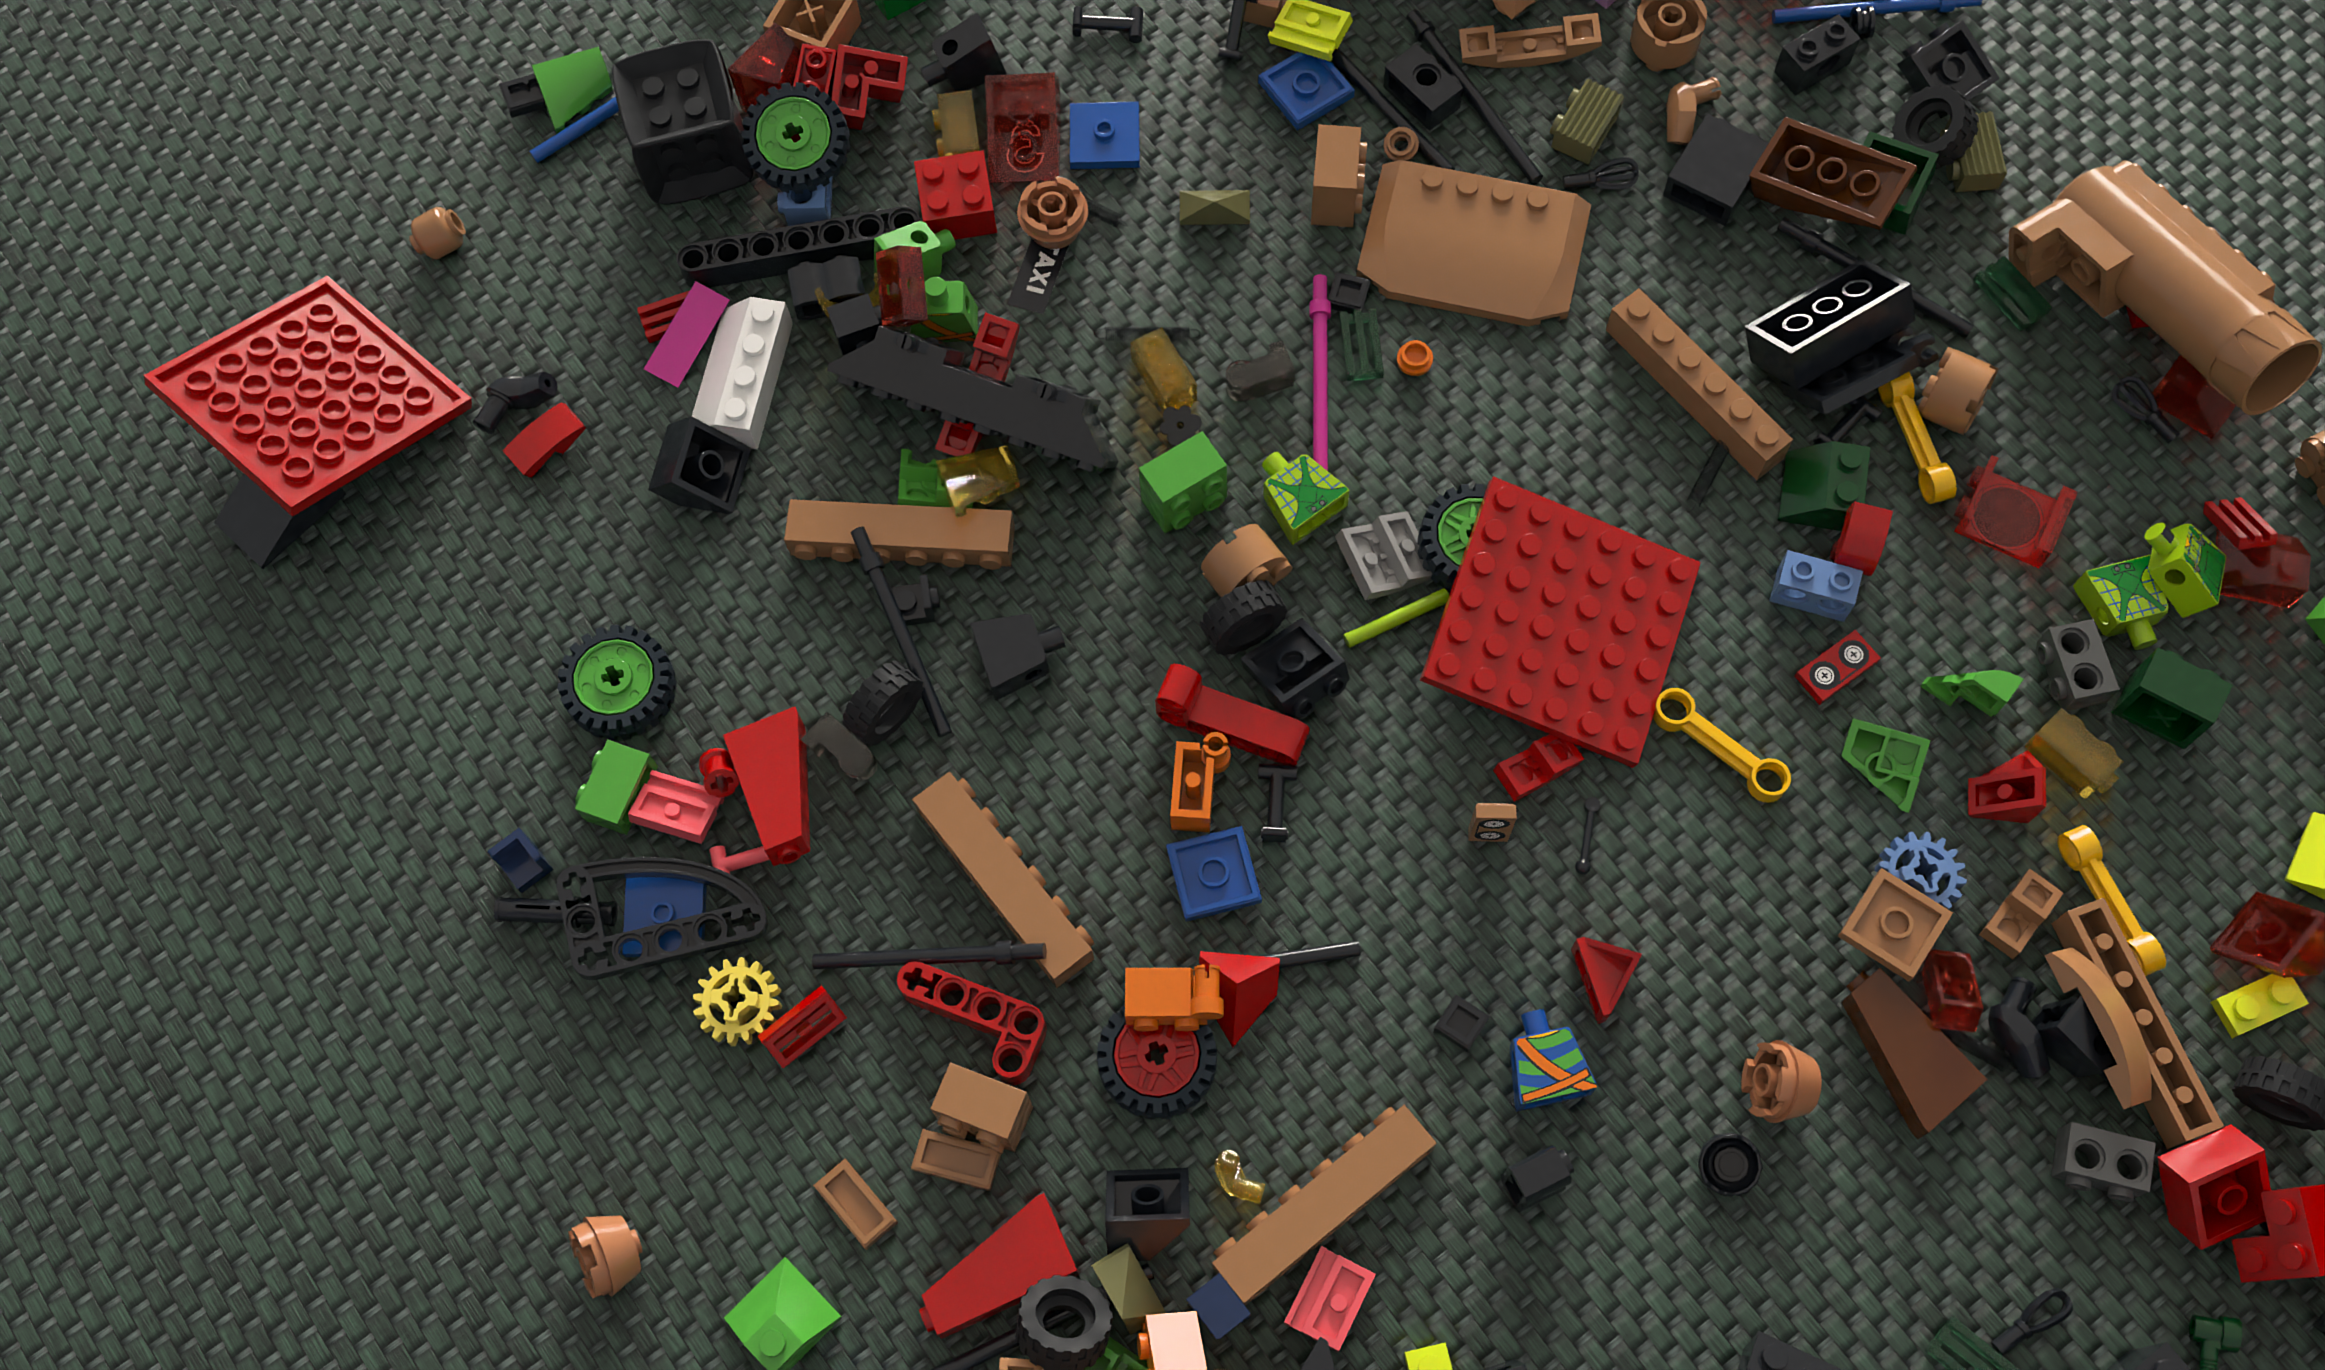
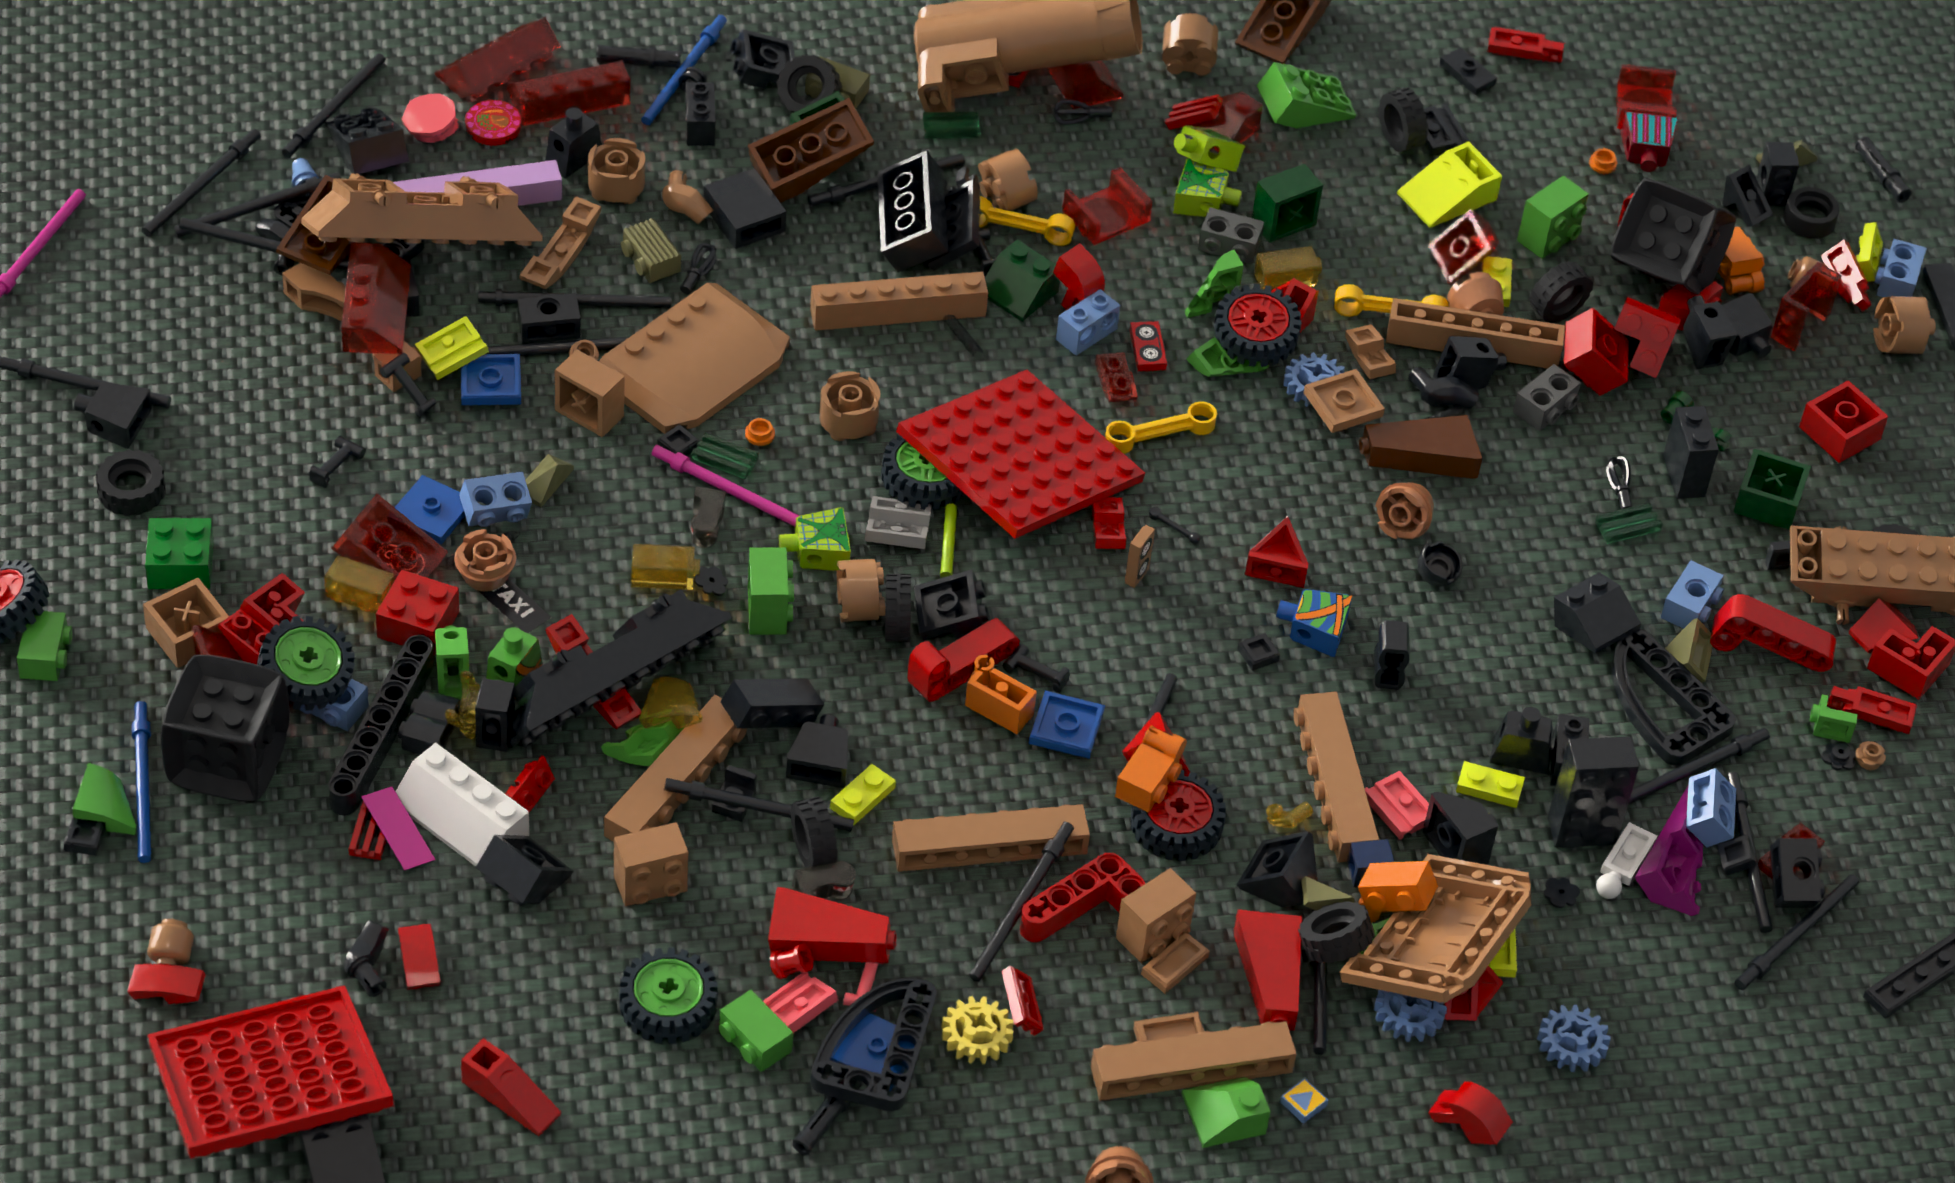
camera: 70 degrees left, 20 degrees down
(397, 256) = (172, 982): none -> red slope
(420, 603) = (507, 1086): none -> red slope
(520, 860) = (773, 1112): dark blue panel -> none
(753, 574) = (650, 864): none -> medium nougat brick
(794, 417) = (531, 783): none -> red hinge
(822, 1251) = (1192, 1060): none -> medium nougat brick
(904, 304) = (478, 649): clear red piece -> none
(964, 56) = (302, 545): black torso -> none
(992, 721) = (863, 793): none -> neon yellow plate
(1030, 570) = (772, 703): none -> black brick
(1148, 172) = (494, 493): none -> medium blue brick
(1175, 330) = (614, 565): black piece -> none
(1504, 418) = (849, 406): none -> medium nougat brick
(1761, 659) = (1115, 377): none -> clear red slope
(1952, 975) = (1402, 404): clear red piece -> none
(1962, 743) = (1257, 325): none -> wheel
(2132, 1074) = (1434, 333): medium nougat slope -> none
(2190, 998) = (1478, 294): none -> nougat cone

